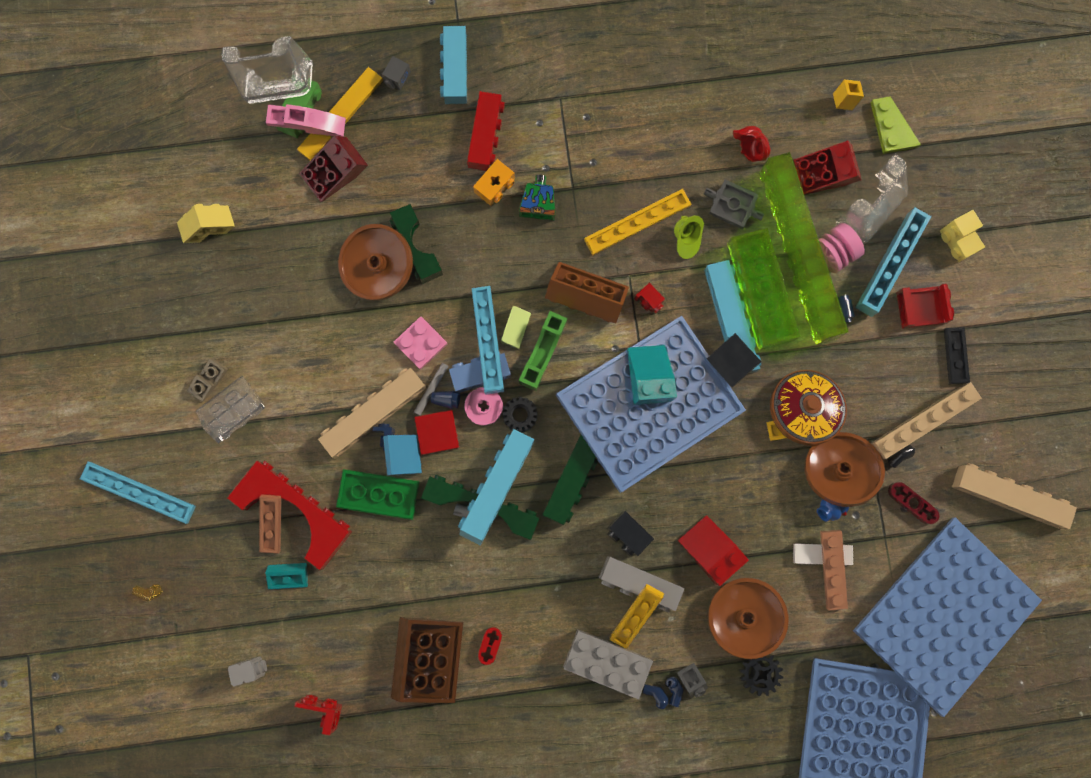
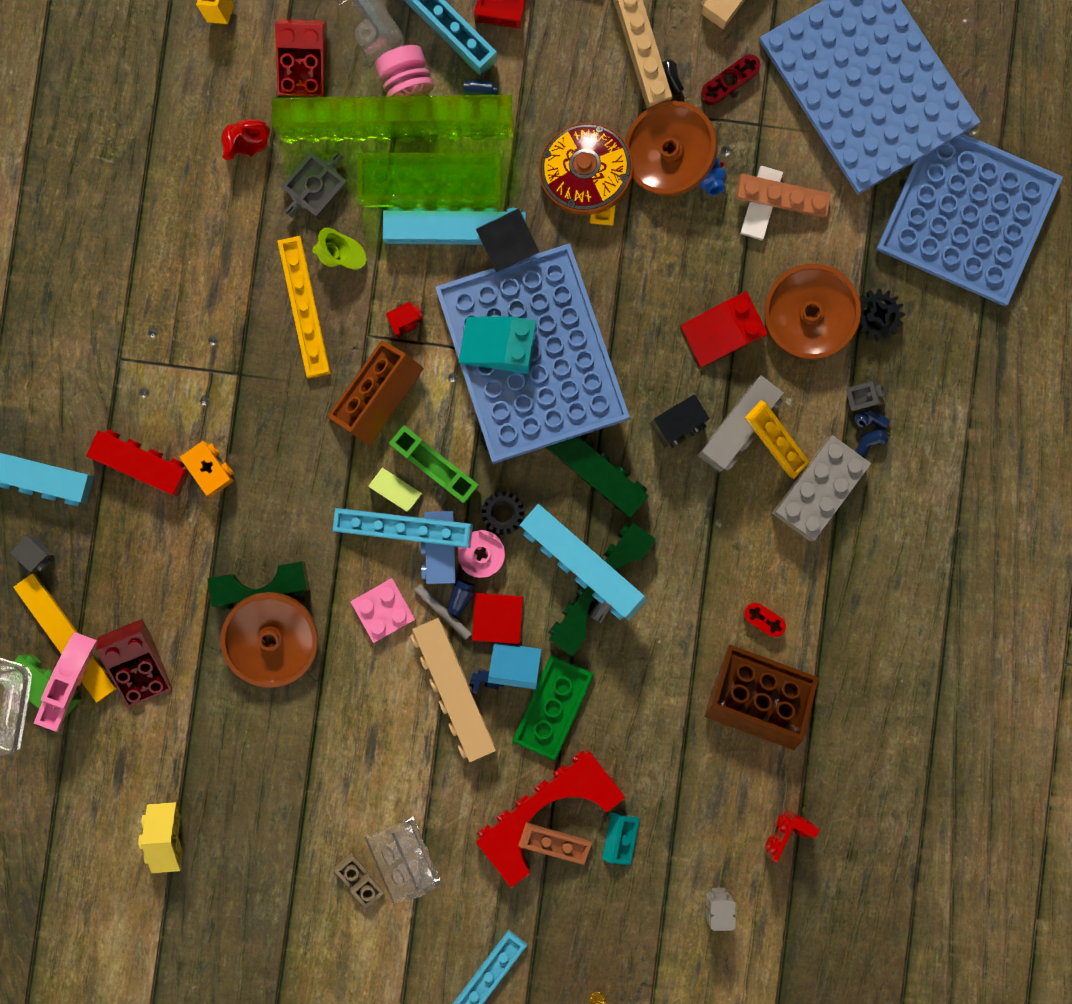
camera: 70 degrees left, 5 degrees up
(538, 200) = (244, 420): torso -> none

